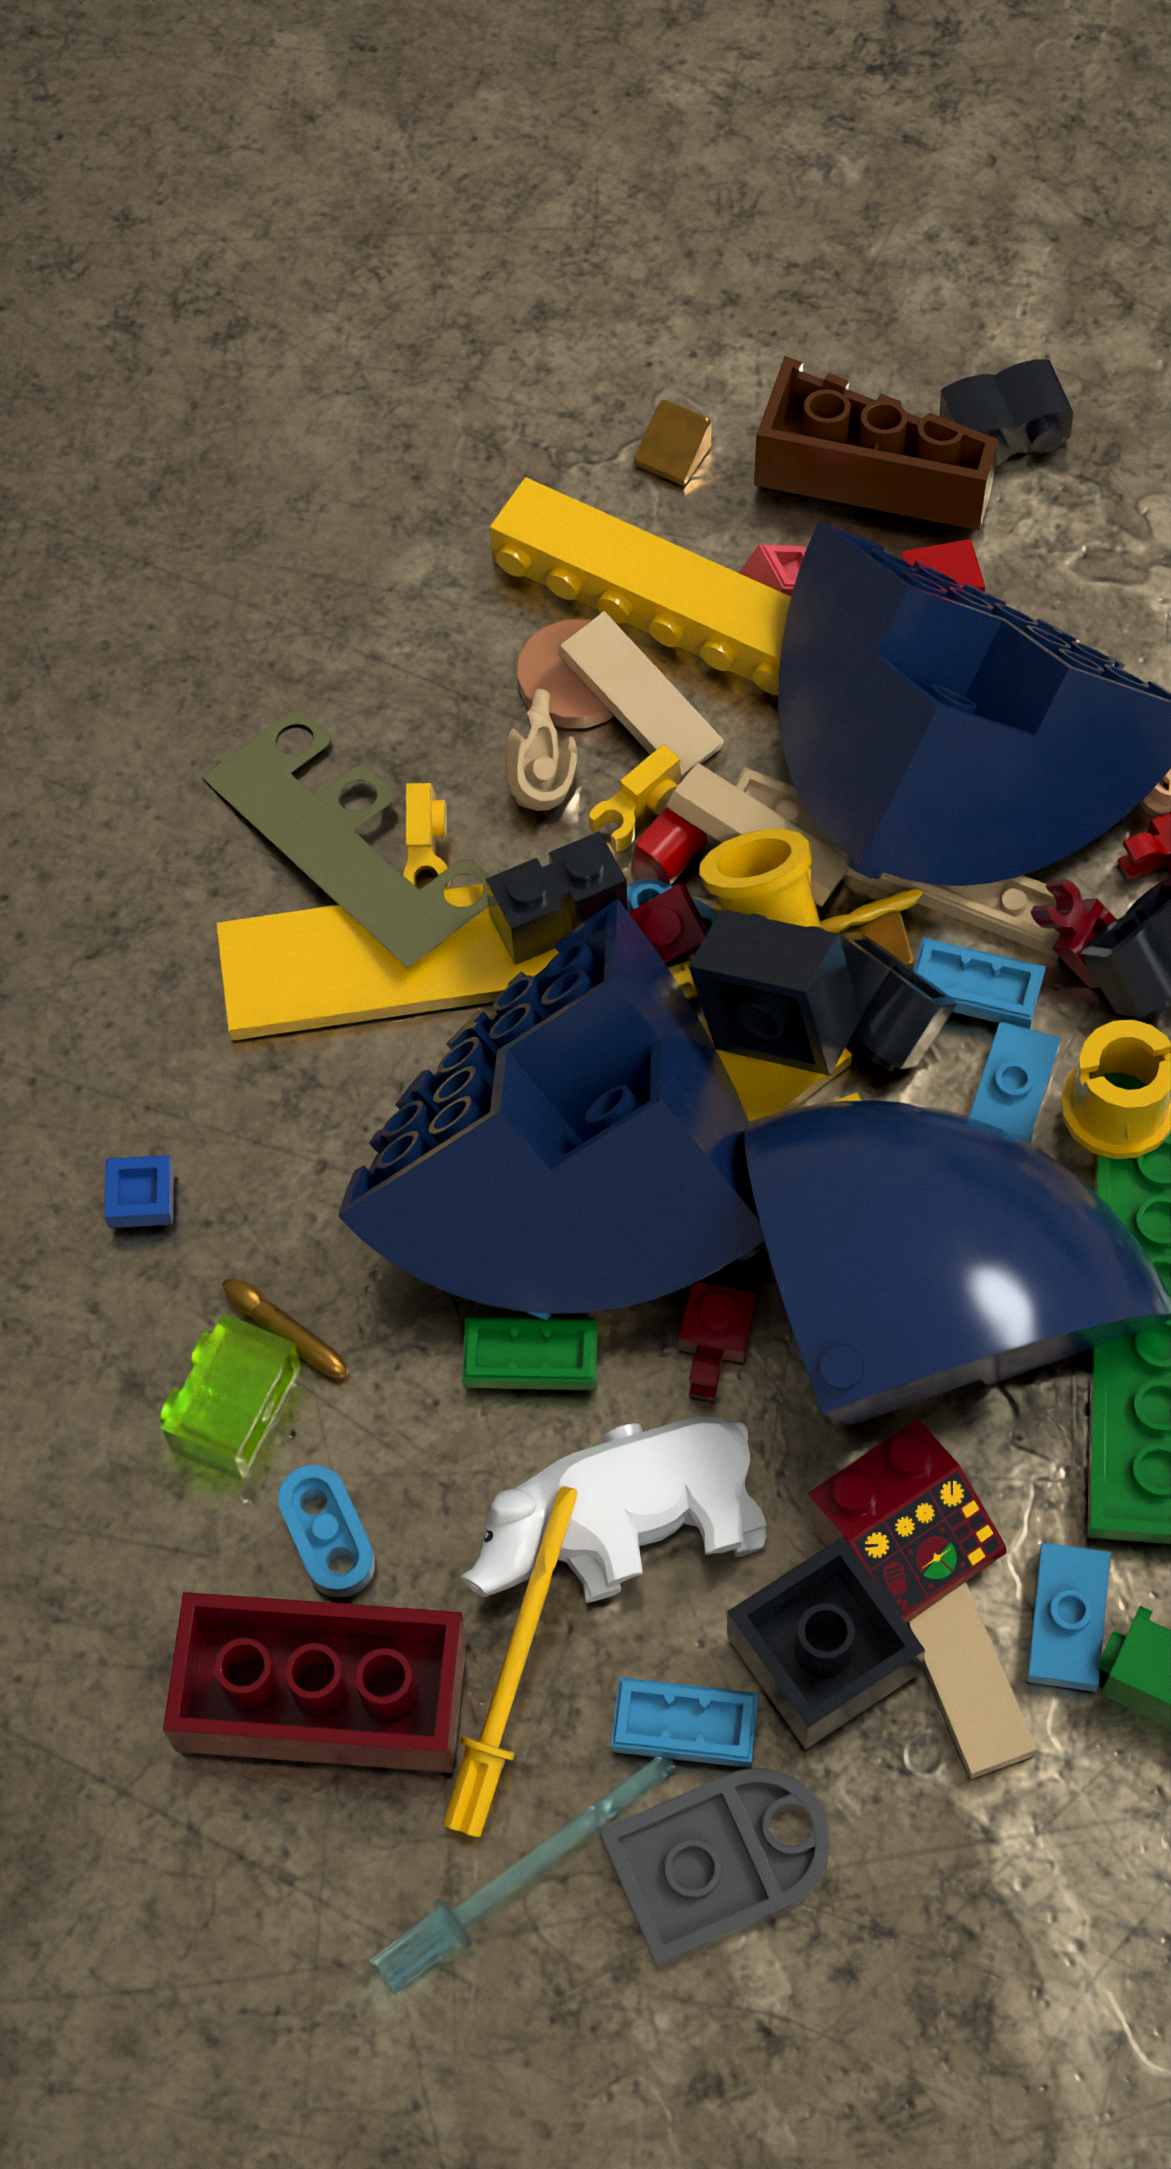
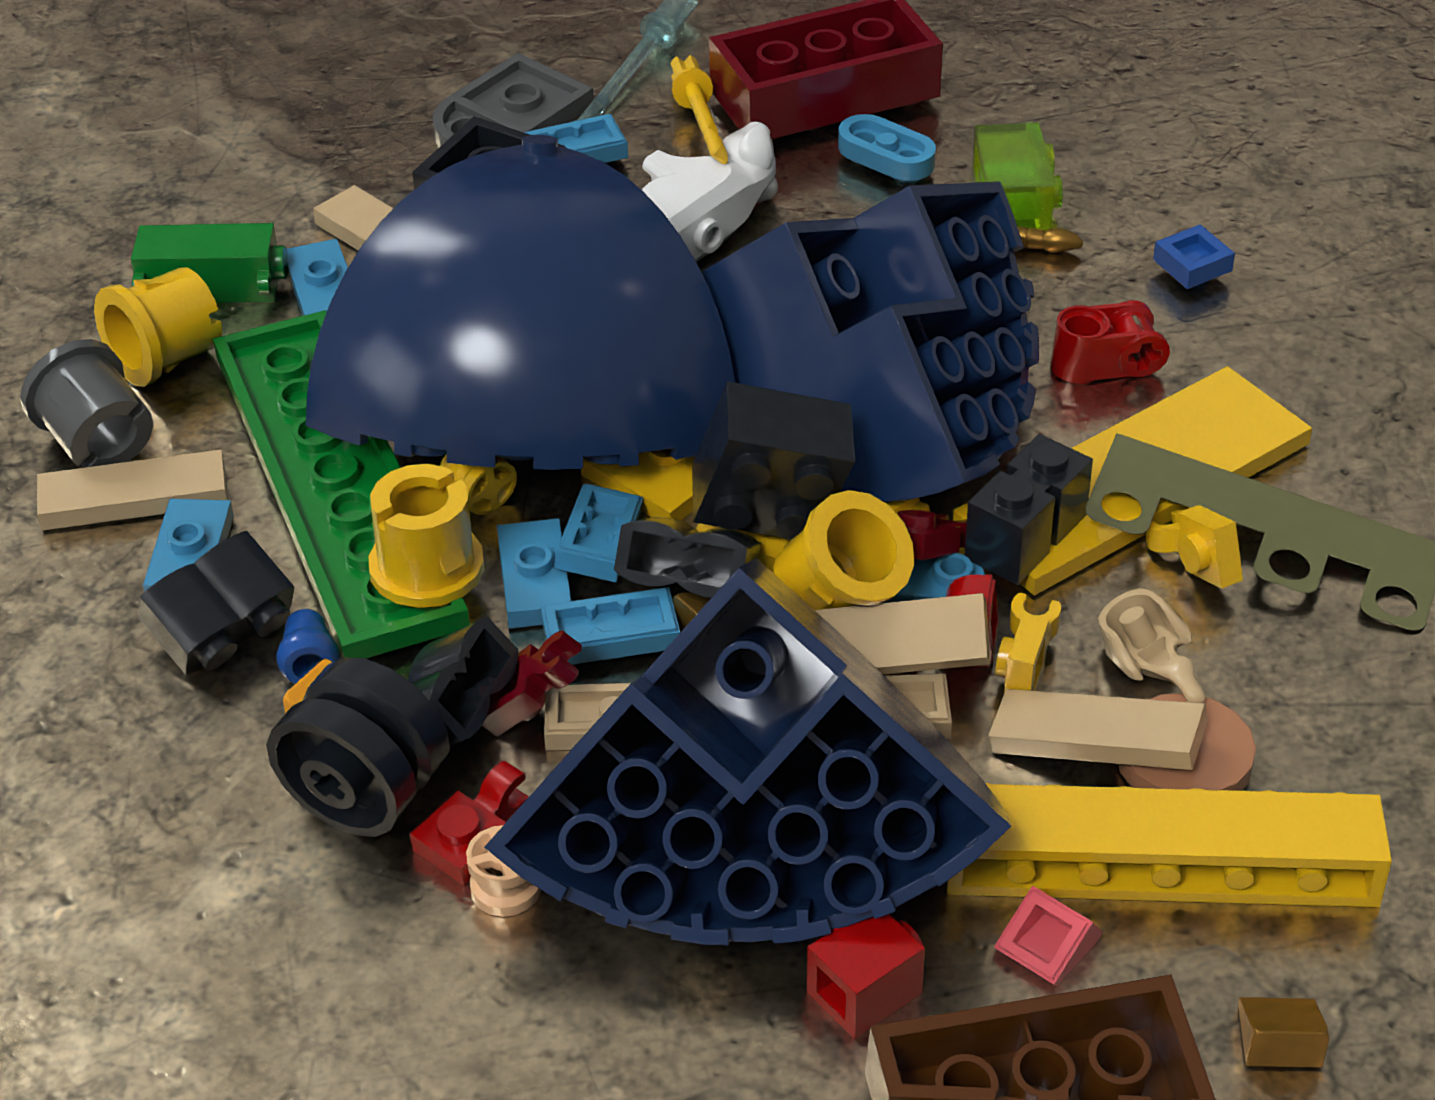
camera: 150 degrees right, 20 degrees down
(304, 1107) = (1100, 343): none -> red piece
(948, 1071) = (594, 531): none -> dark azure plate

